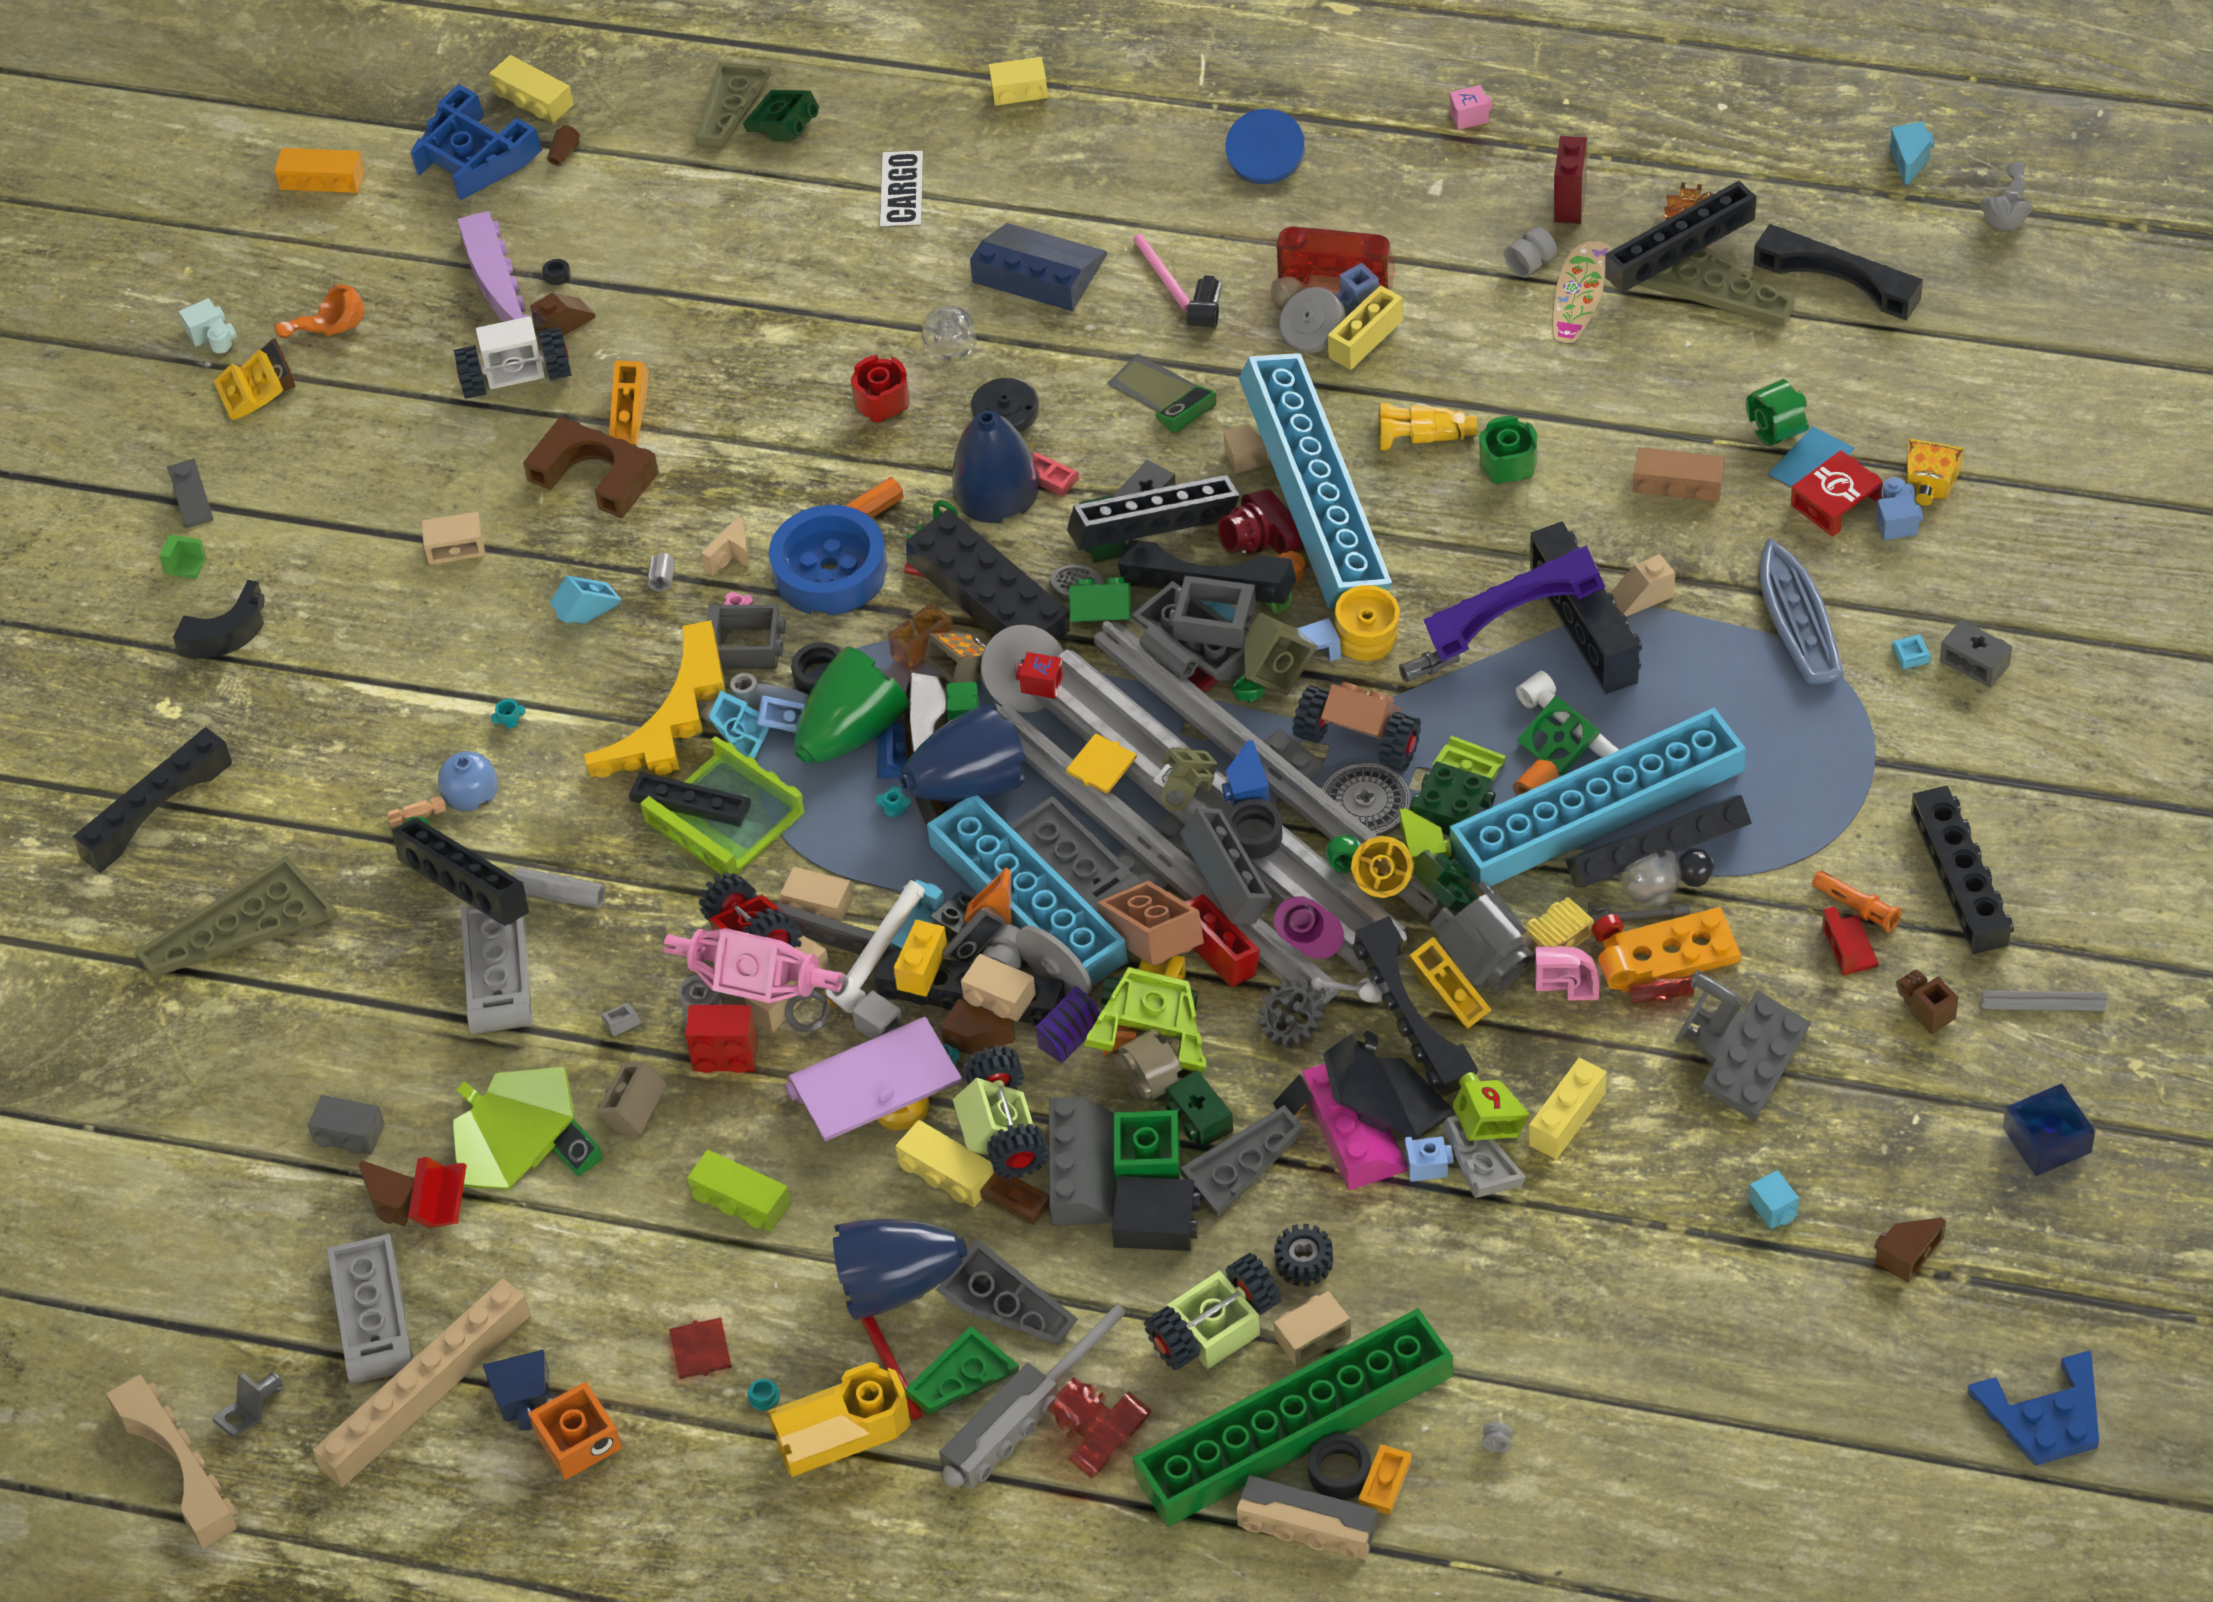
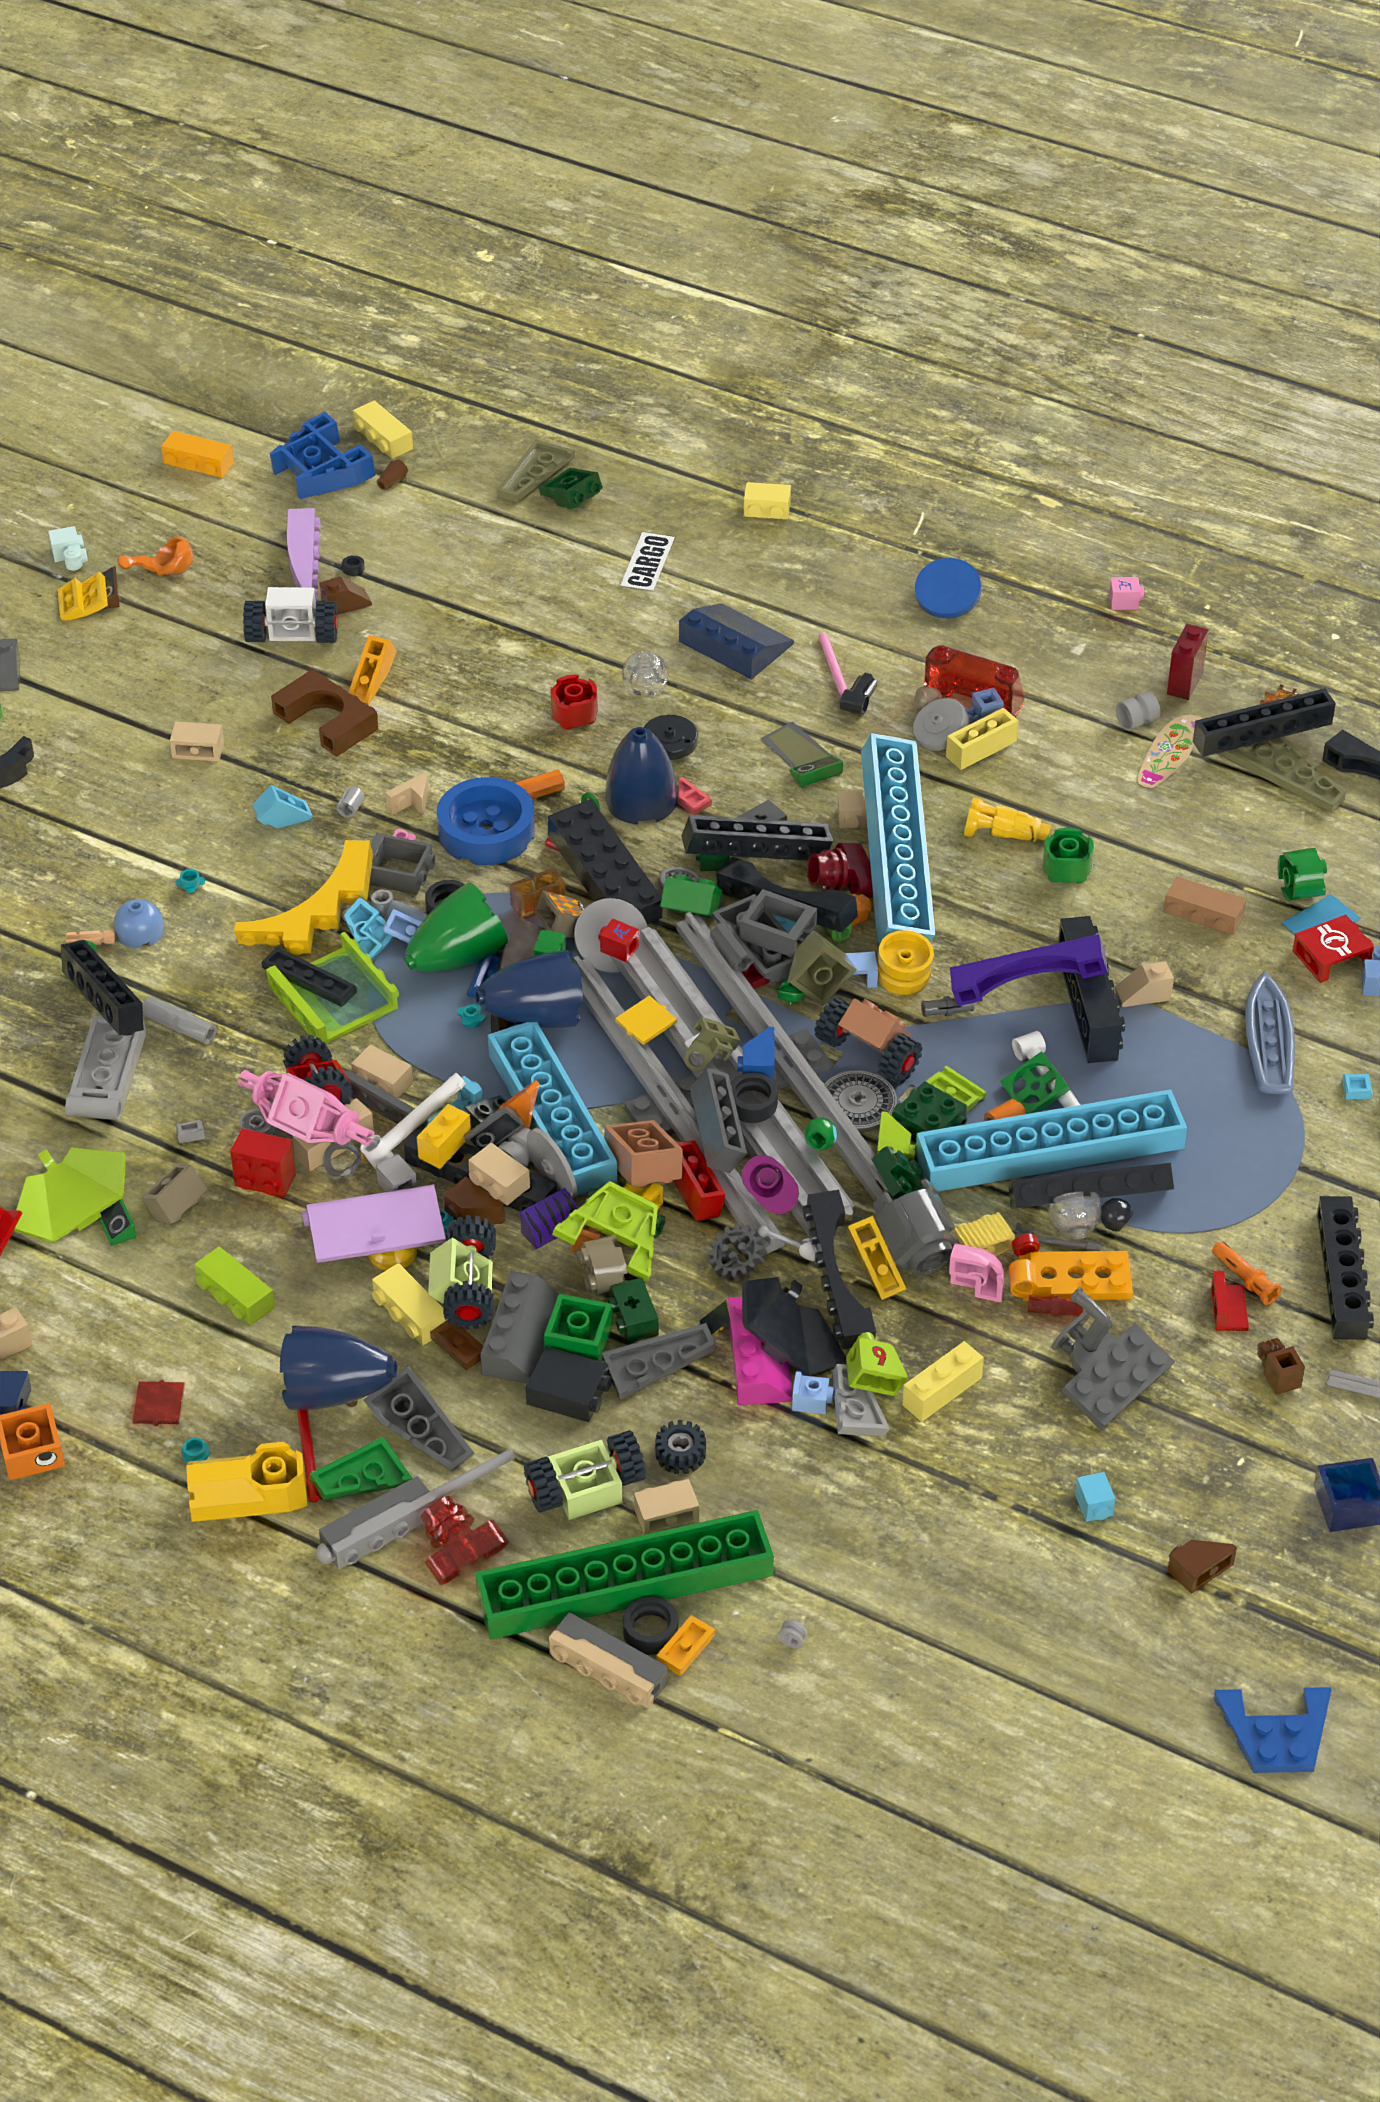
camera: 10 degrees right, 5 degrees down
(1074, 852) = (600, 1084): dark grey hinge -> none
(1382, 866) = (847, 1149): yellow cylinder -> none

